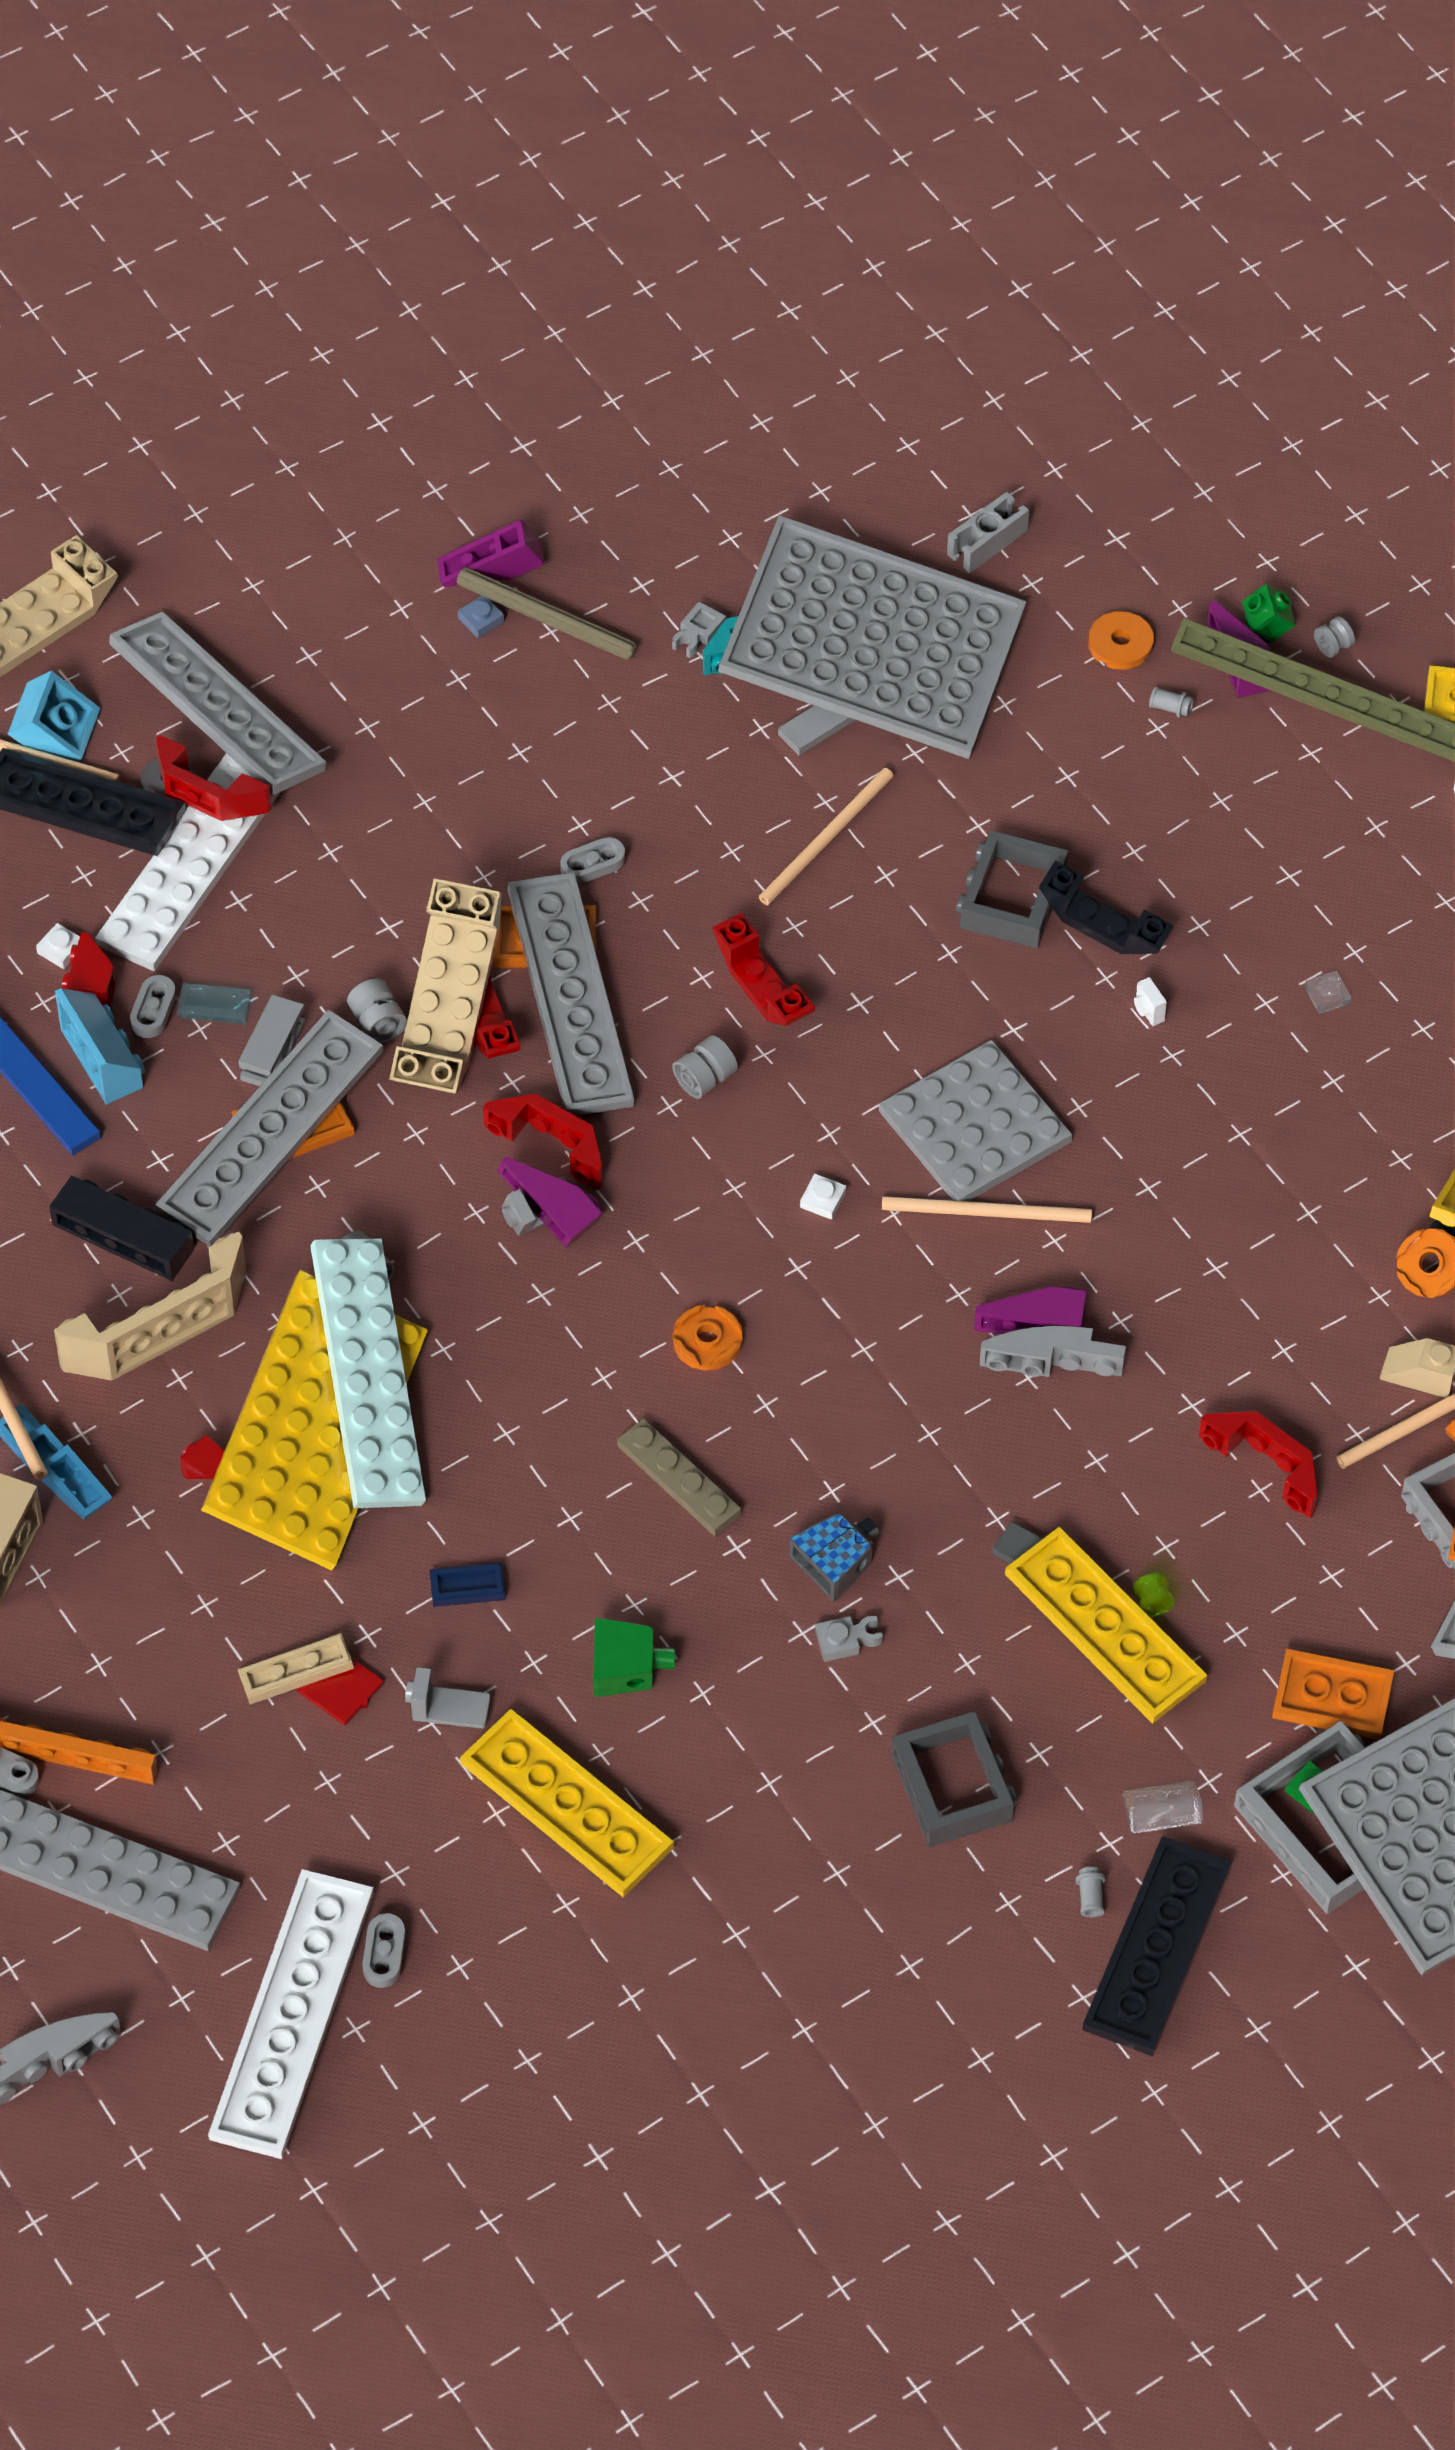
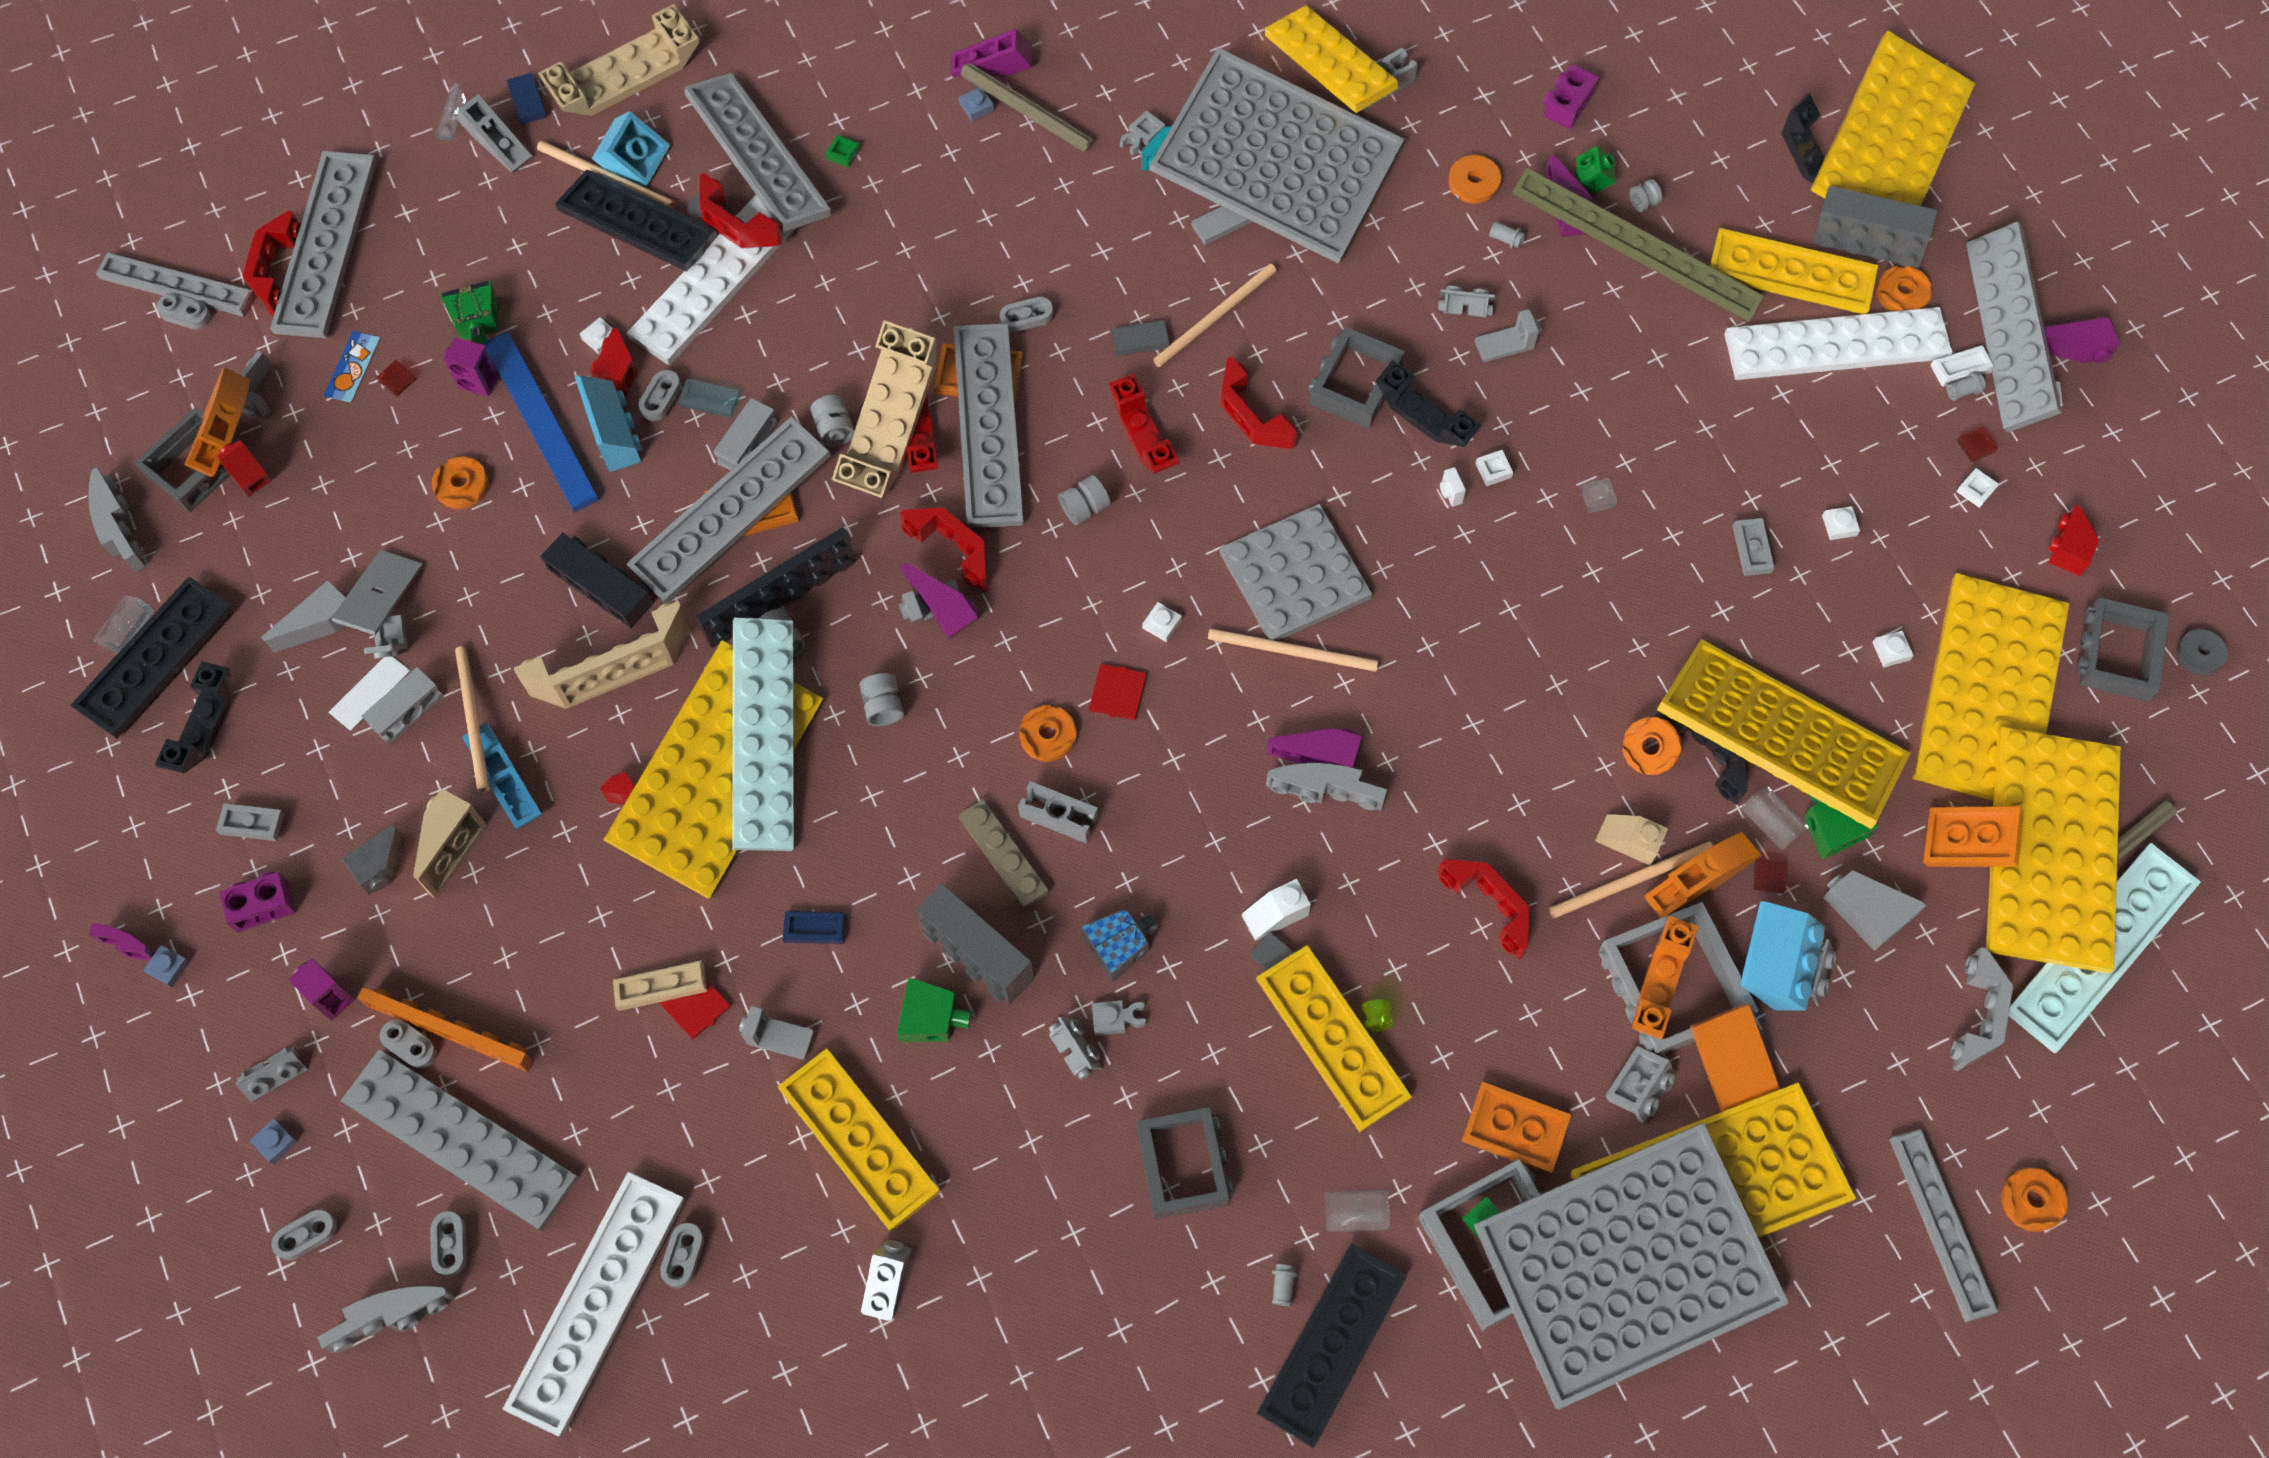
camera: 10 degrees right, 10 degrees up
(103, 1976) = (448, 1245): none -> light grey plate
(322, 692) = (842, 151): none -> green tile
(351, 1206) = (778, 586): none -> black plate
(499, 1321) = (881, 700): none -> light grey wheel
(628, 1946) = (885, 1278): none -> bracket
(668, 1573) = (975, 945): none -> dark grey brick
(728, 1407) = (1054, 800): none -> light grey piece
(738, 873) = (1140, 338): none -> dark grey tile
(783, 1281) = (1117, 692): none -> red piece
(793, 1663) = (1083, 1055): none -> light grey hinge
(920, 514) = (1331, 58): none -> yellow plate
(924, 964) = (1274, 433): none -> red slope
(1017, 1495) = (1277, 910): none -> white slope
(1145, 783) = (1476, 301): none -> light grey hinge
(1195, 825) = (1510, 340): none -> light grey bracket
(1197, 974) = (1494, 468): none -> white plate
(1224, 528) = (1570, 96): none -> magenta brick

